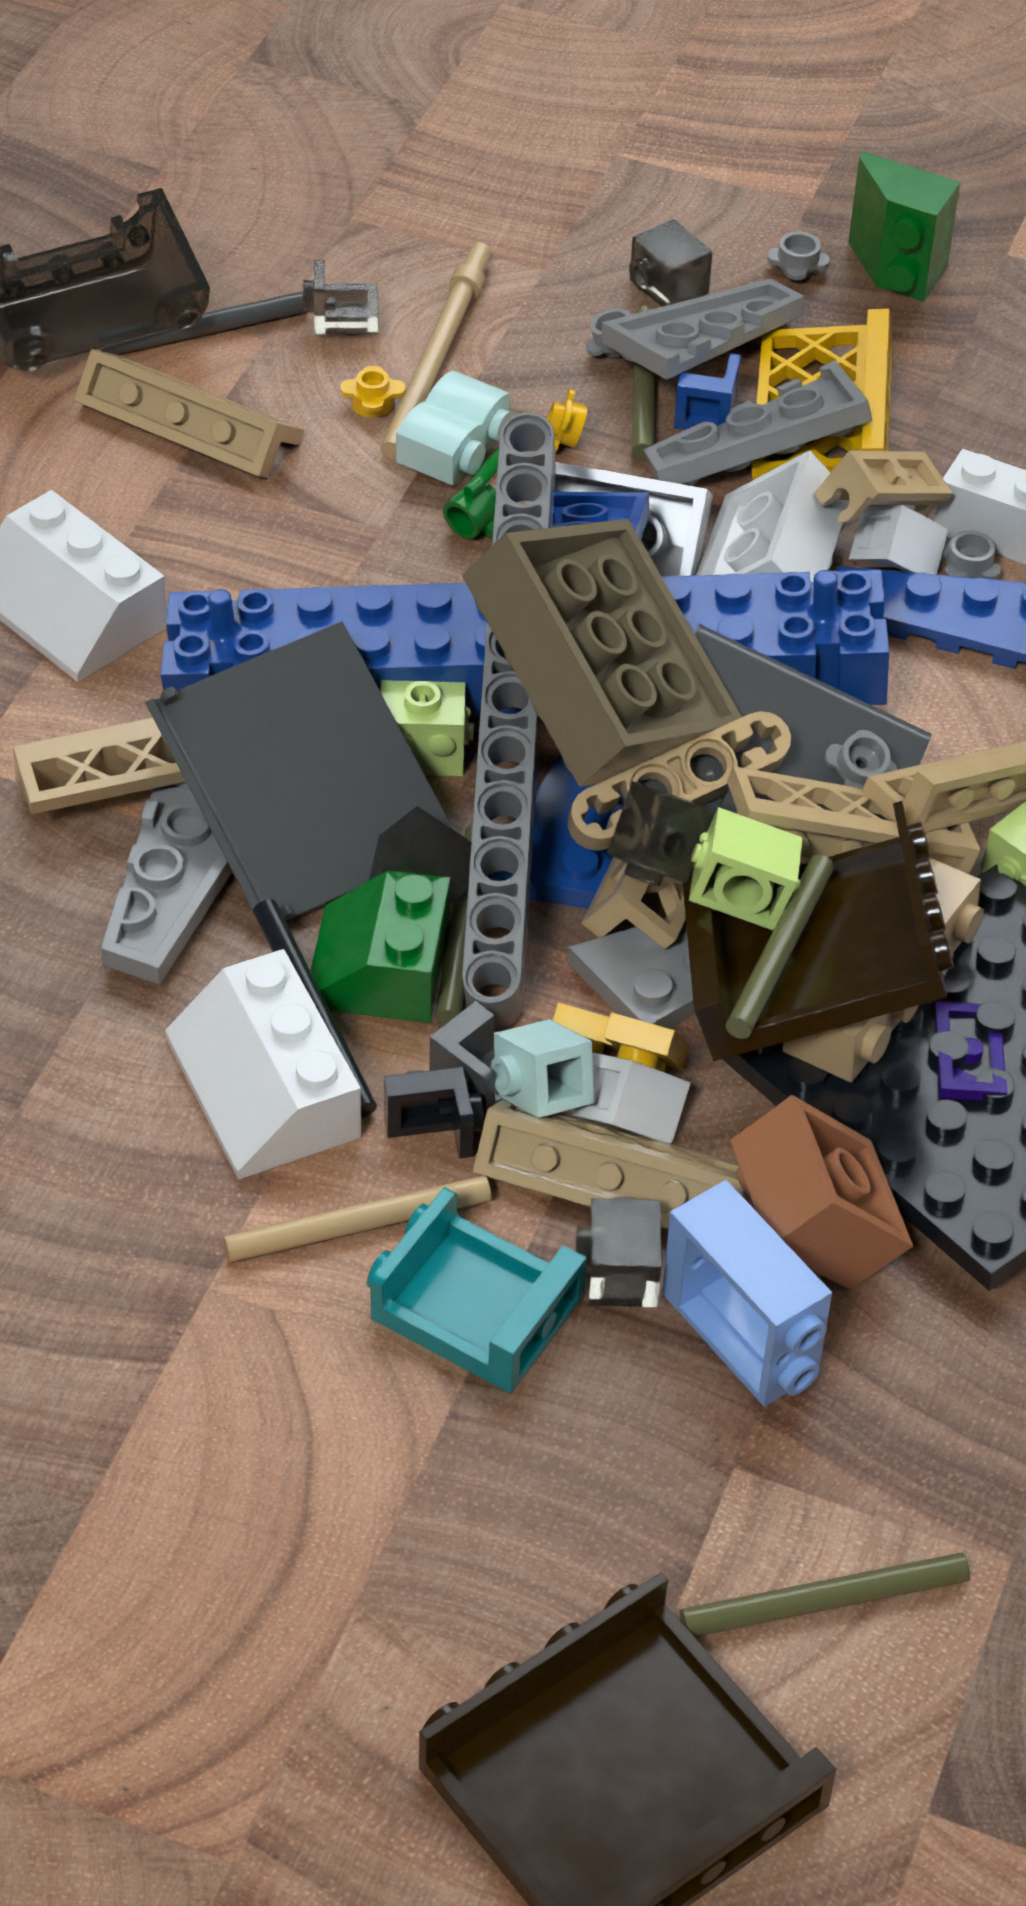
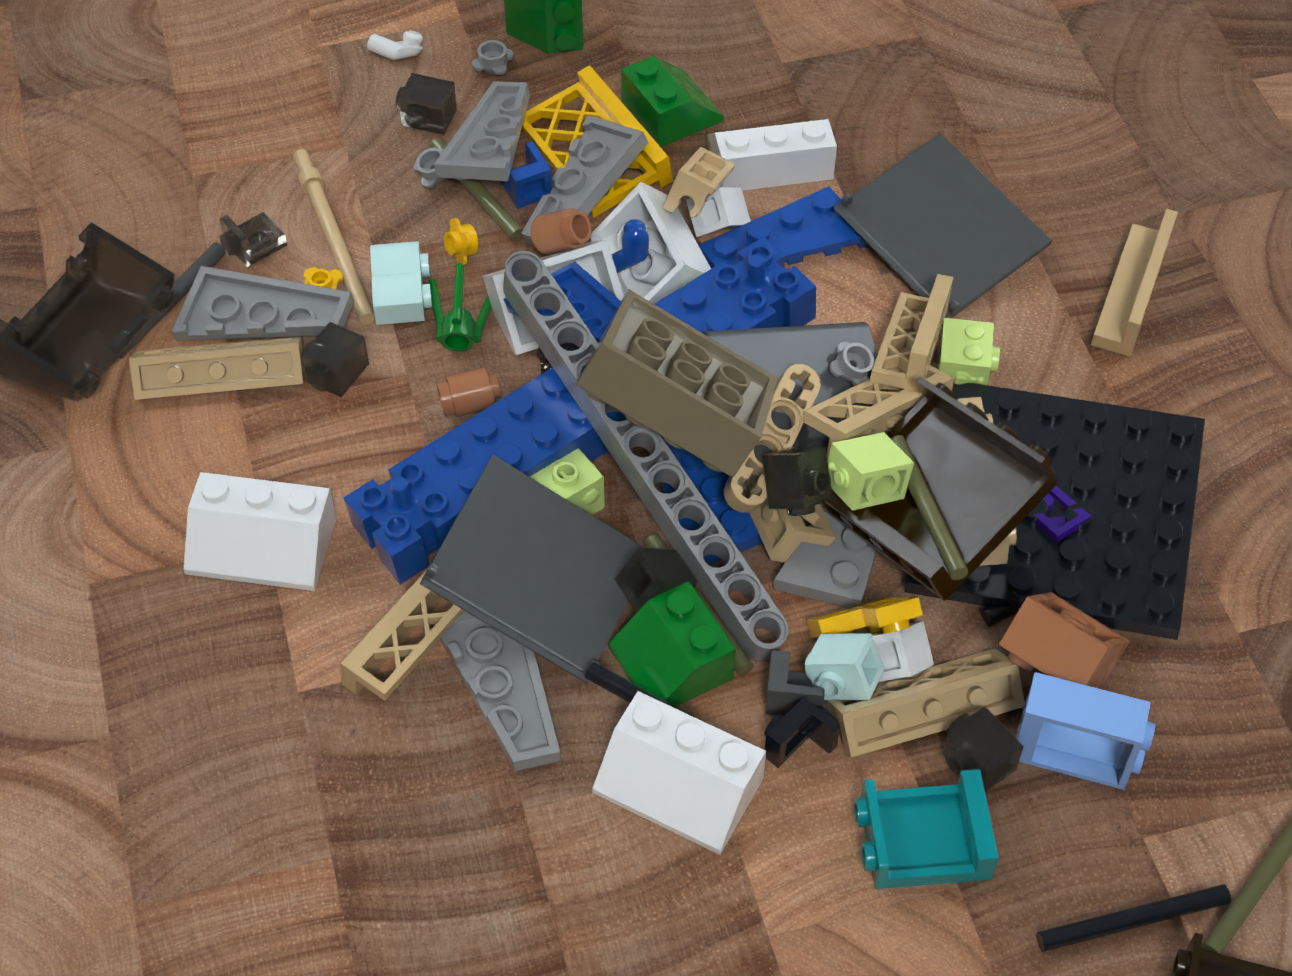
camera: 35 degrees left, 5 degrees up
(281, 374) = (254, 306): none -> light grey wing
(309, 467) = (335, 359): none -> clear smoke brick
(347, 1220) = (813, 833): tan bar -> none
(416, 565) = (468, 392): none -> nougat brick
(631, 1532) = (1133, 917): none -> black bar
(667, 455) = (560, 231): none -> nougat brick
(696, 197) = (396, 50): none -> white arm
(739, 515) = (634, 246): none -> blue arm
(962, 397) = (666, 100): none -> green slope
(971, 556) = (763, 197): light grey plate -> none

